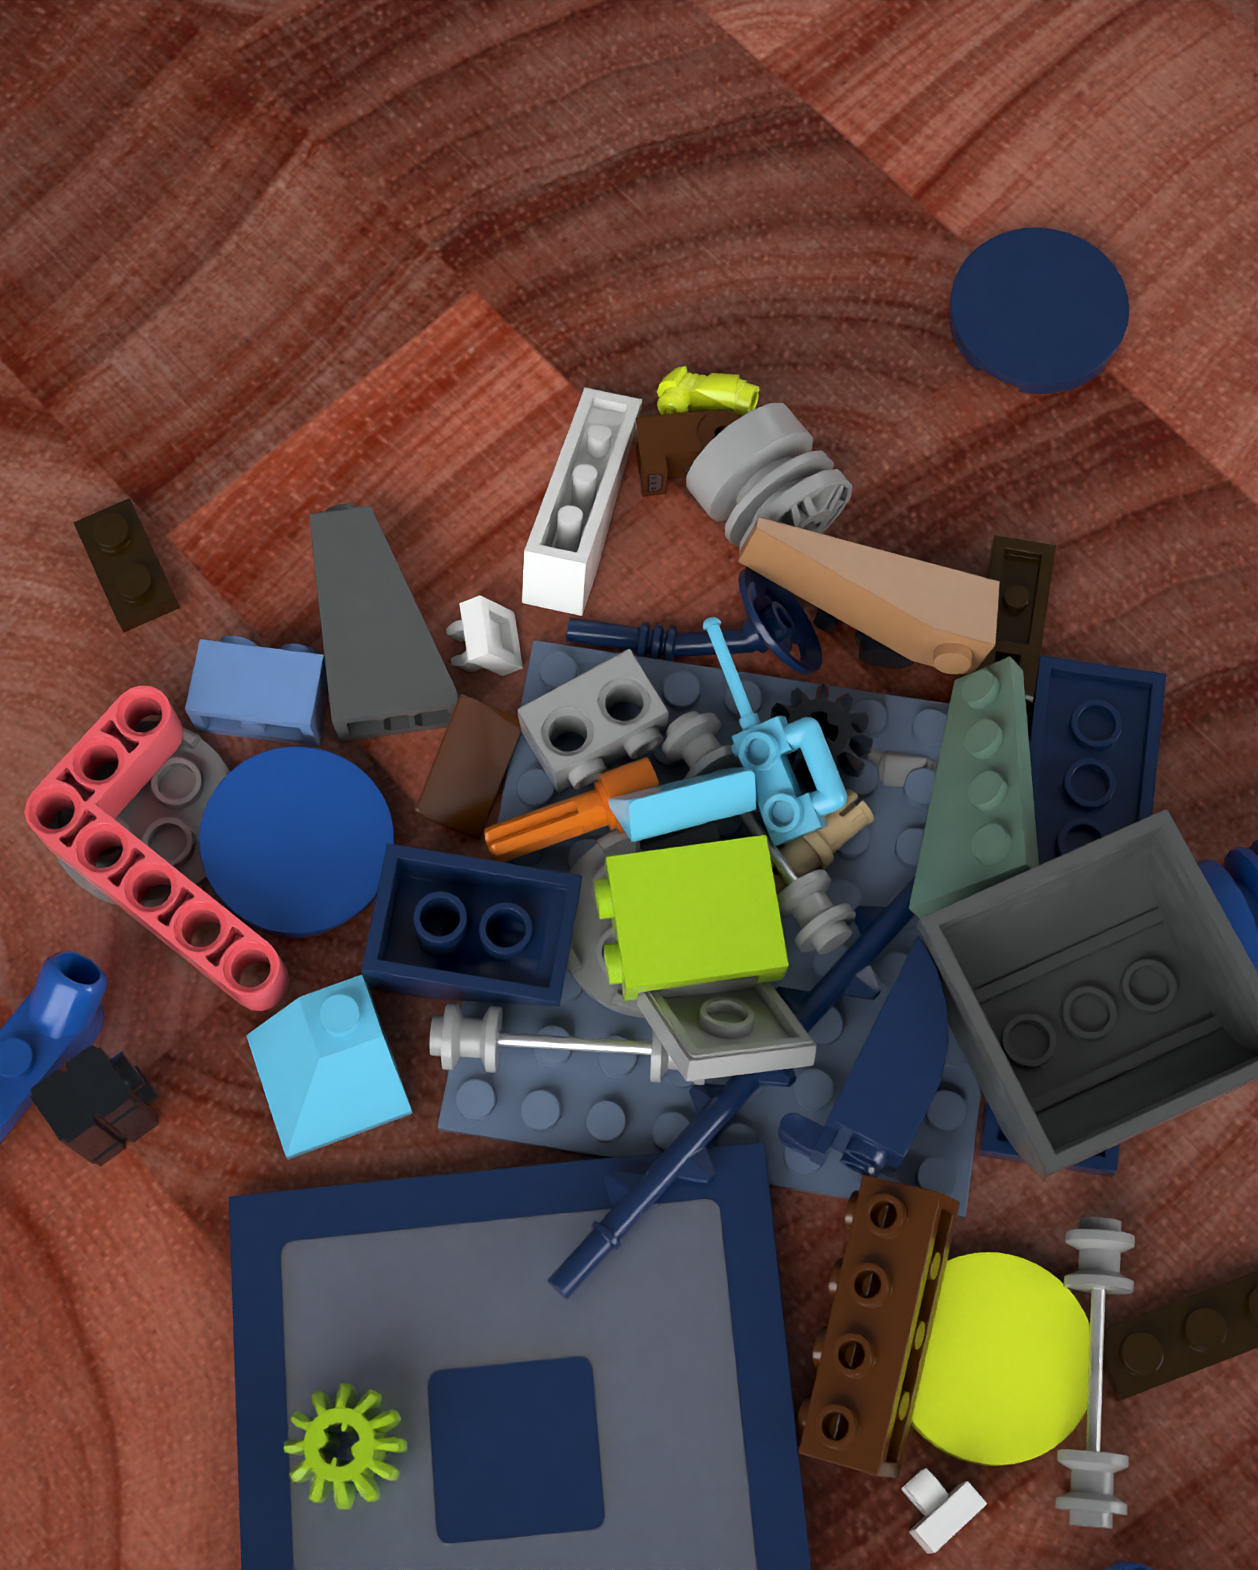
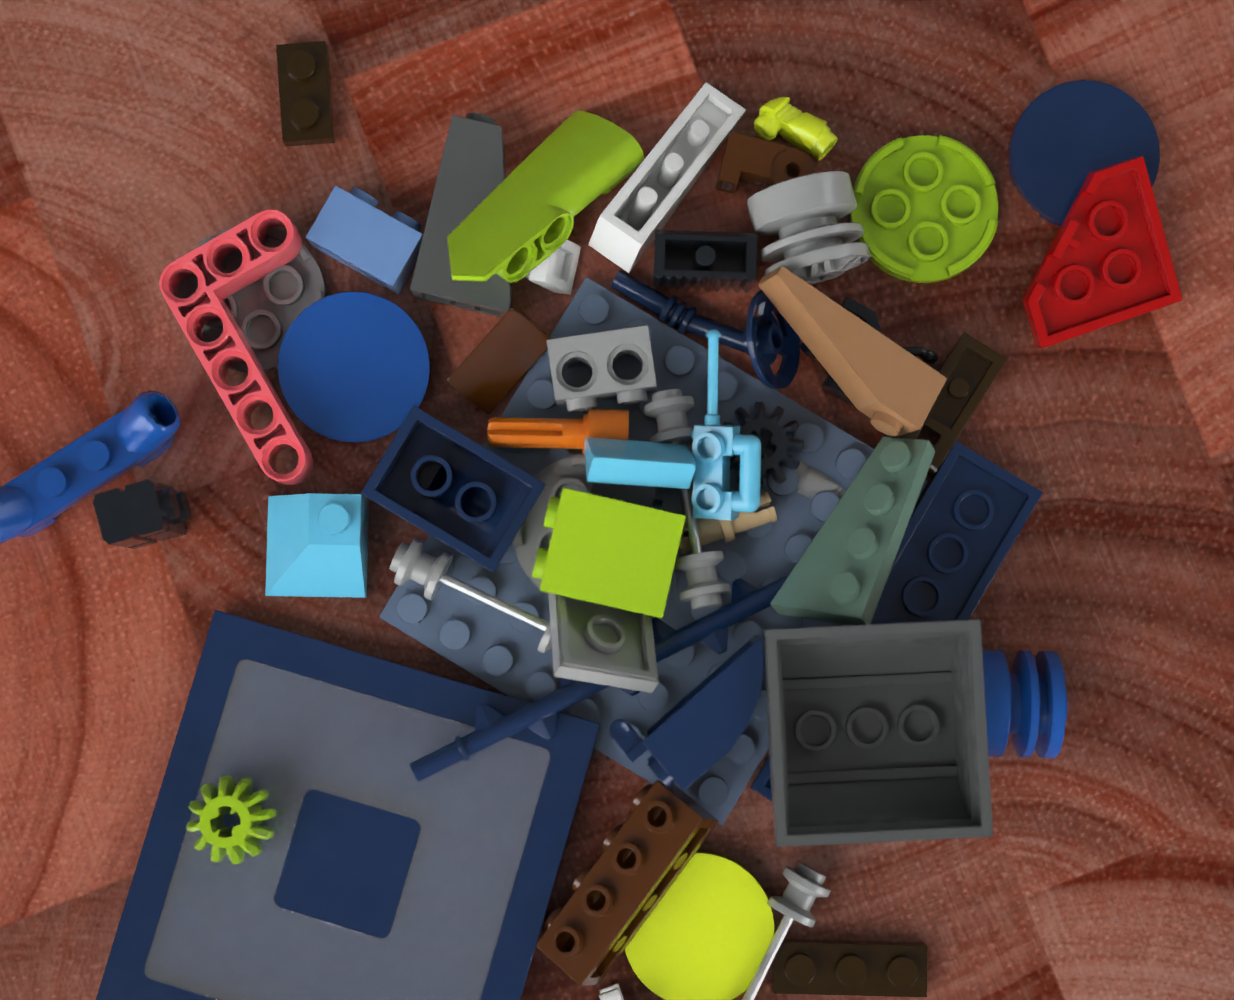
camera: 20 degrees right, 15 degrees up
(447, 566) = (537, 201): none -> lime panel
(664, 565) = (704, 260): none -> black brick
(893, 426) = (925, 208): none -> lime tile
(1112, 401) = (1104, 260): none -> red plate

